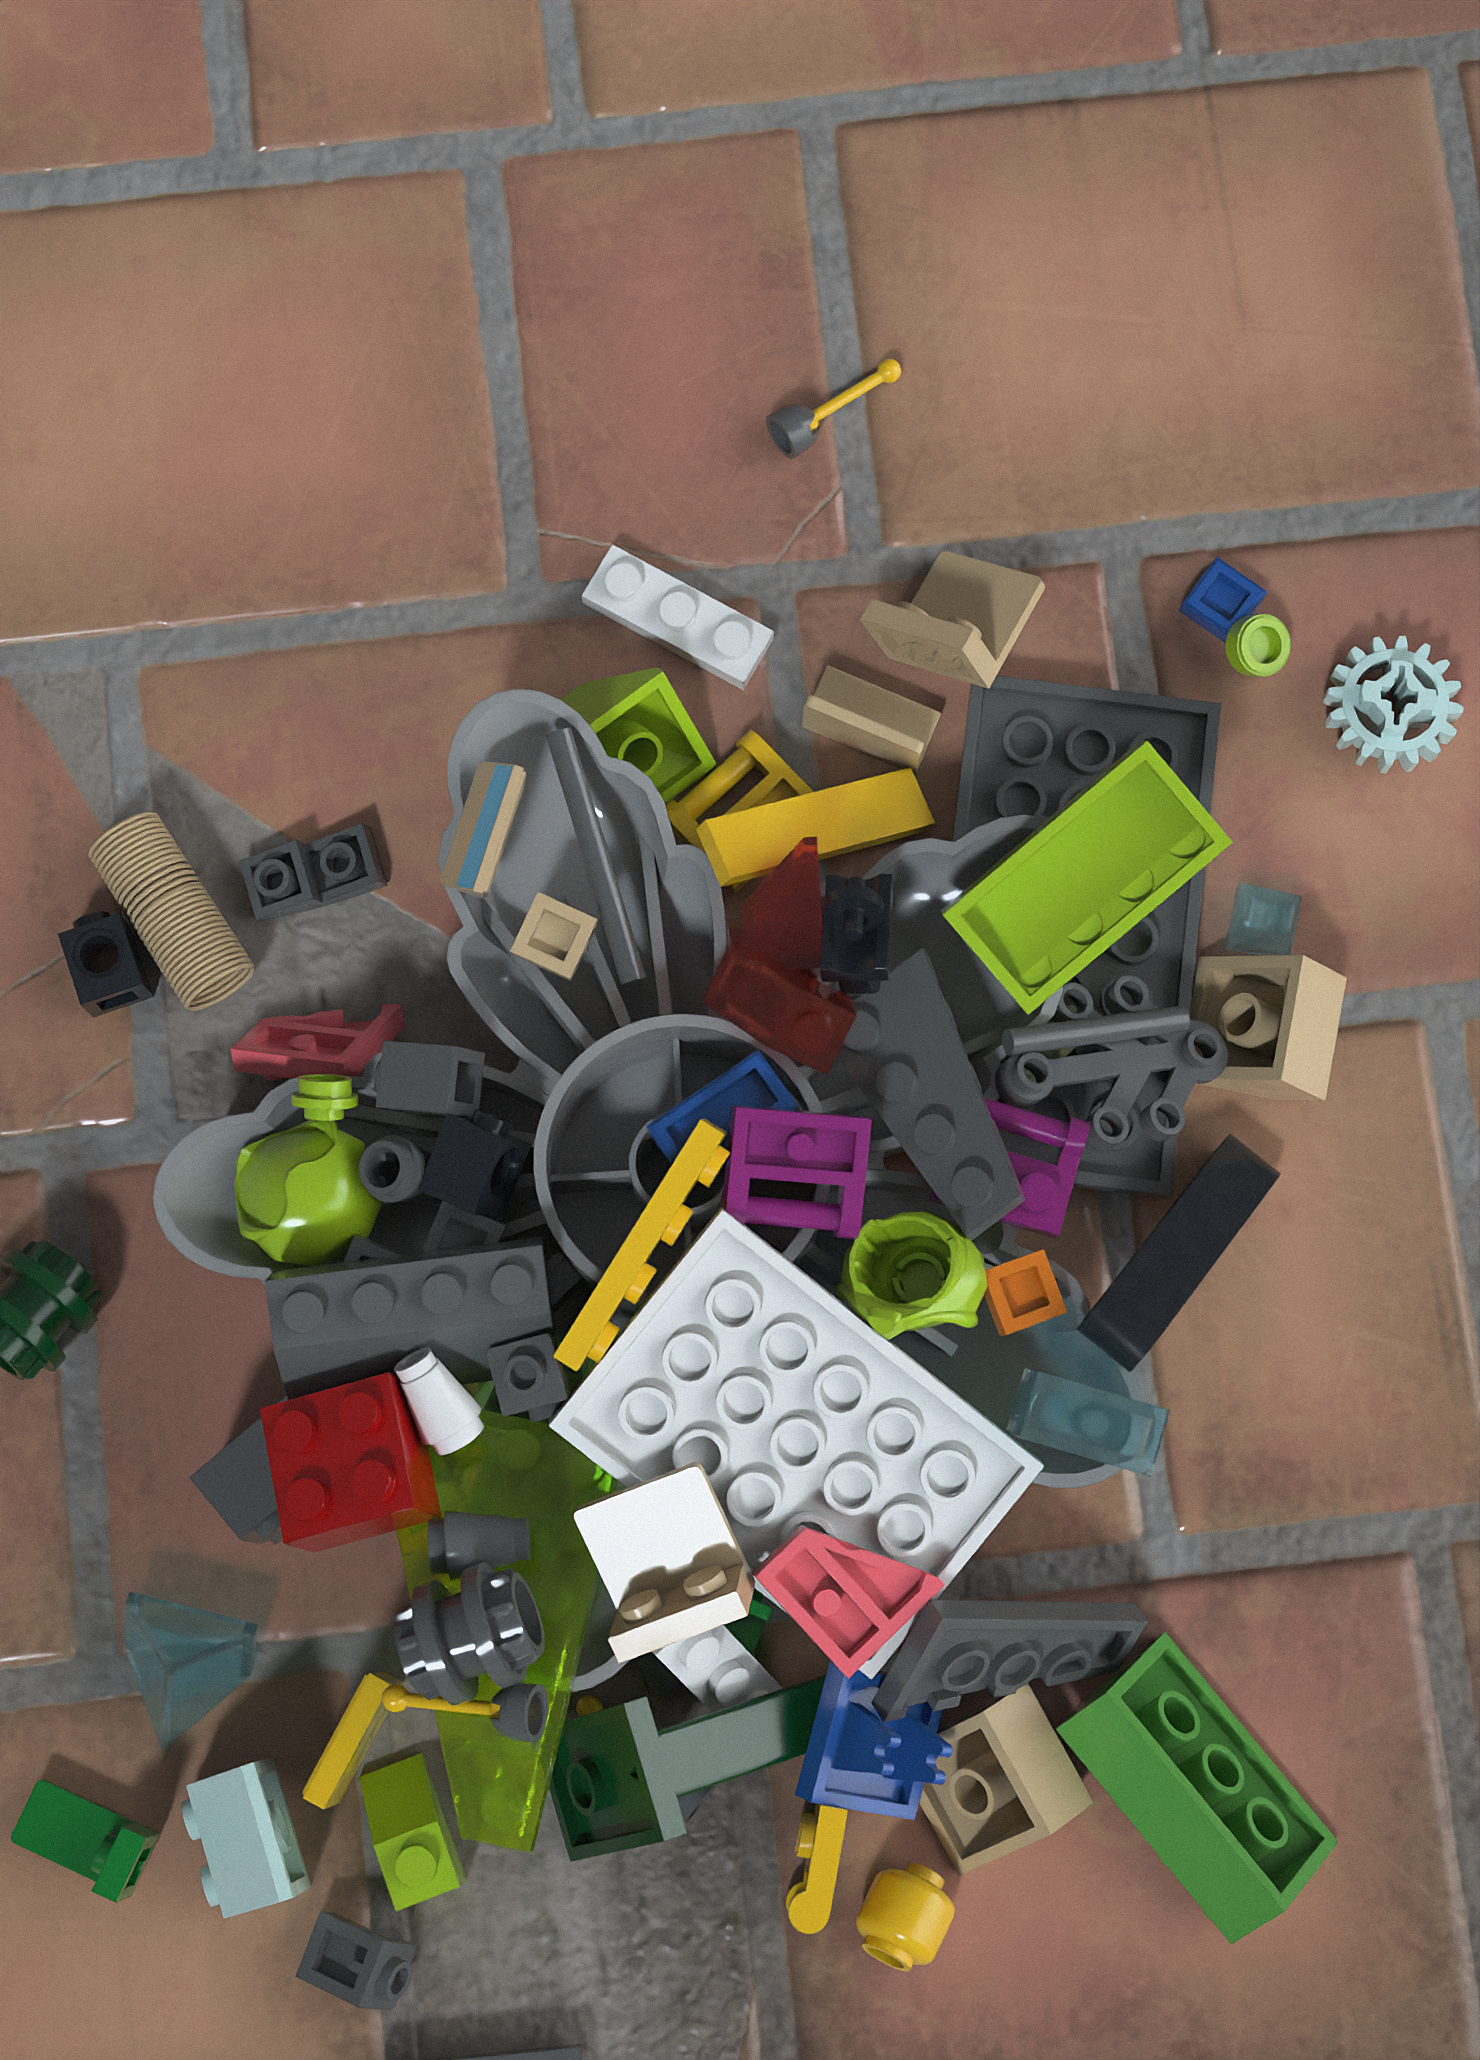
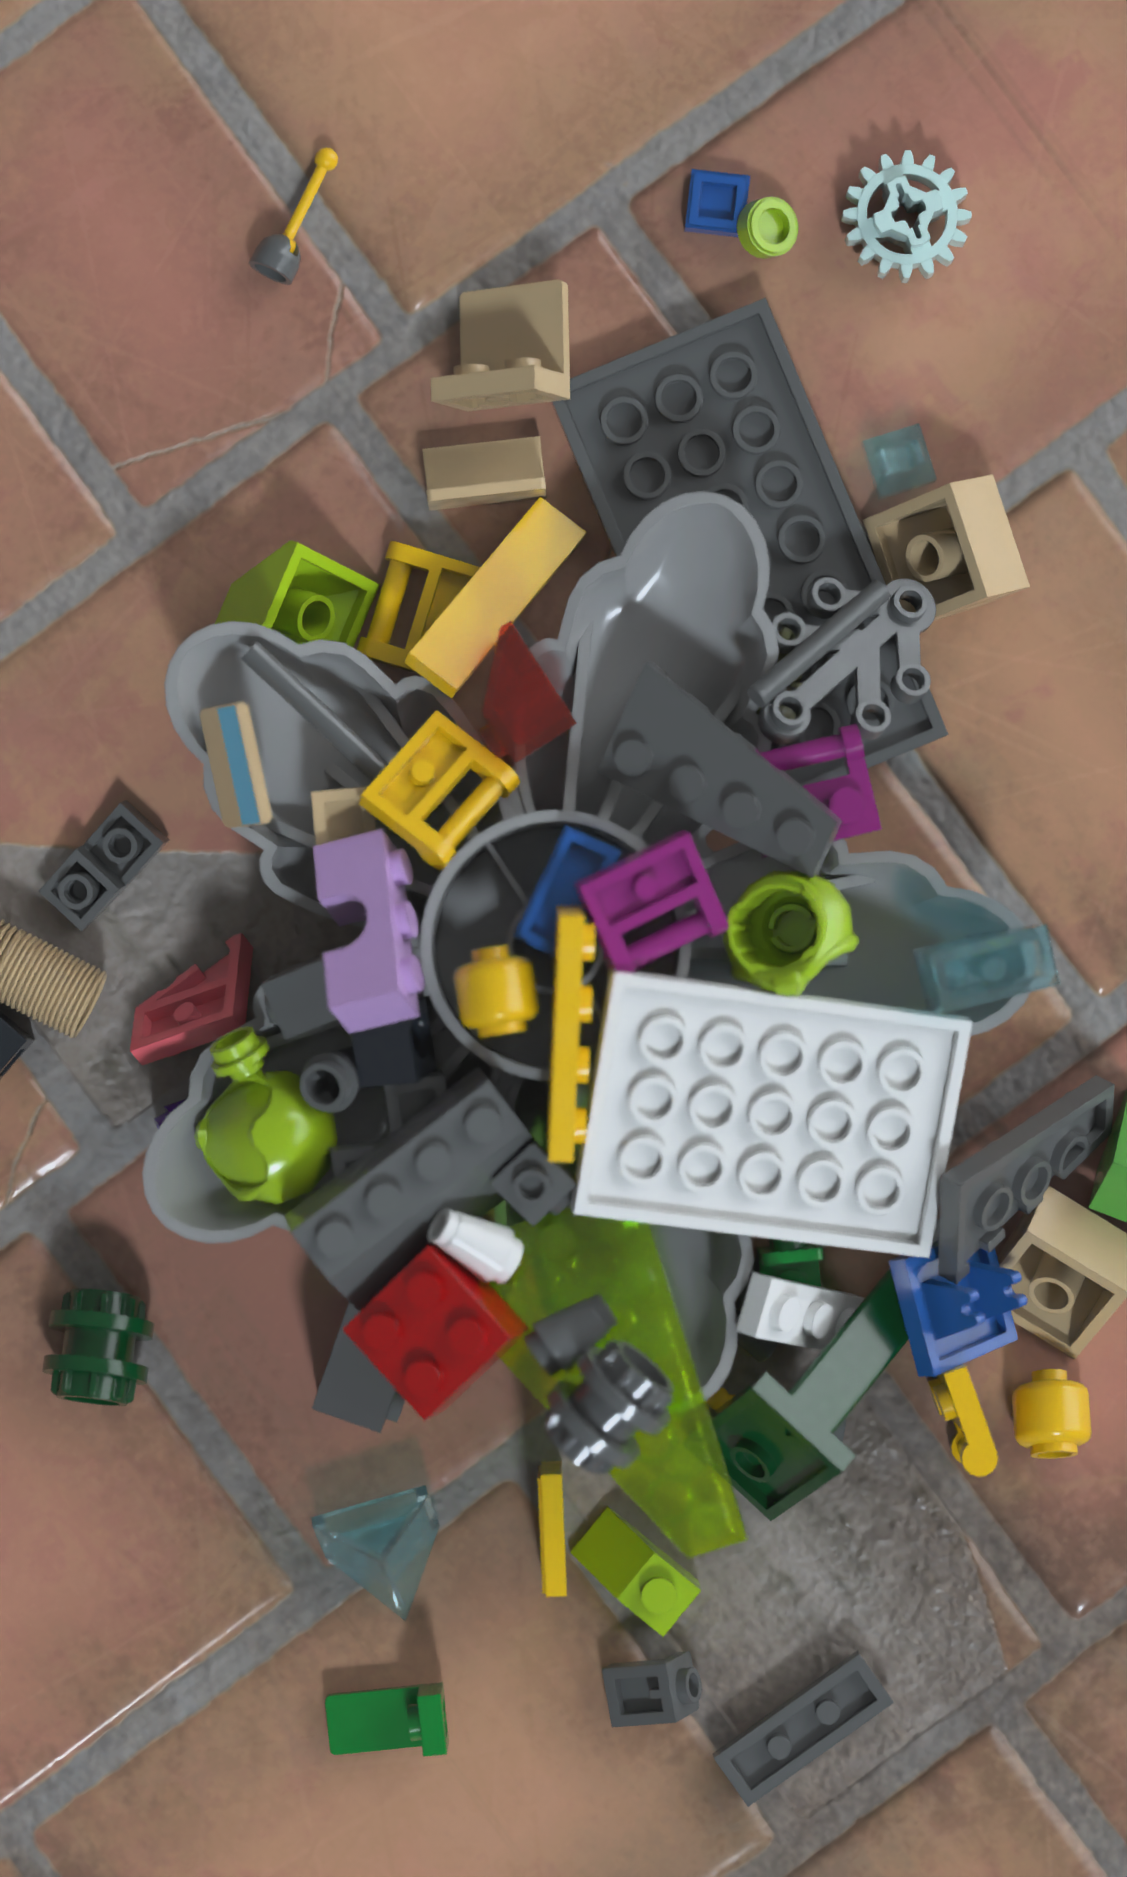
camera: 30 degrees left, 10 degrees up
(245, 1838) = (513, 1649): light aqua slope -> none
(499, 1085) = (377, 974): none -> lavender arch
(514, 1711) = (676, 1446): dark grey hinge -> none
(598, 1166) = (496, 992): none -> yellow head
(649, 938) = (424, 776): none -> yellow plate
(666, 1560) = (724, 1264): bracket -> none
(677, 617) = (274, 477): white plate -> none
(781, 1006) = (563, 777): clear red slope -> none
(844, 1594) = (873, 1208): coral wing -> none
(857, 932) = (586, 678): black hips -> none
(1023, 1293) = (879, 892): orange plate -> none
(1086, 876) = (743, 528): lime slope -> none
(1178, 1253) = (982, 783): black beam -> none

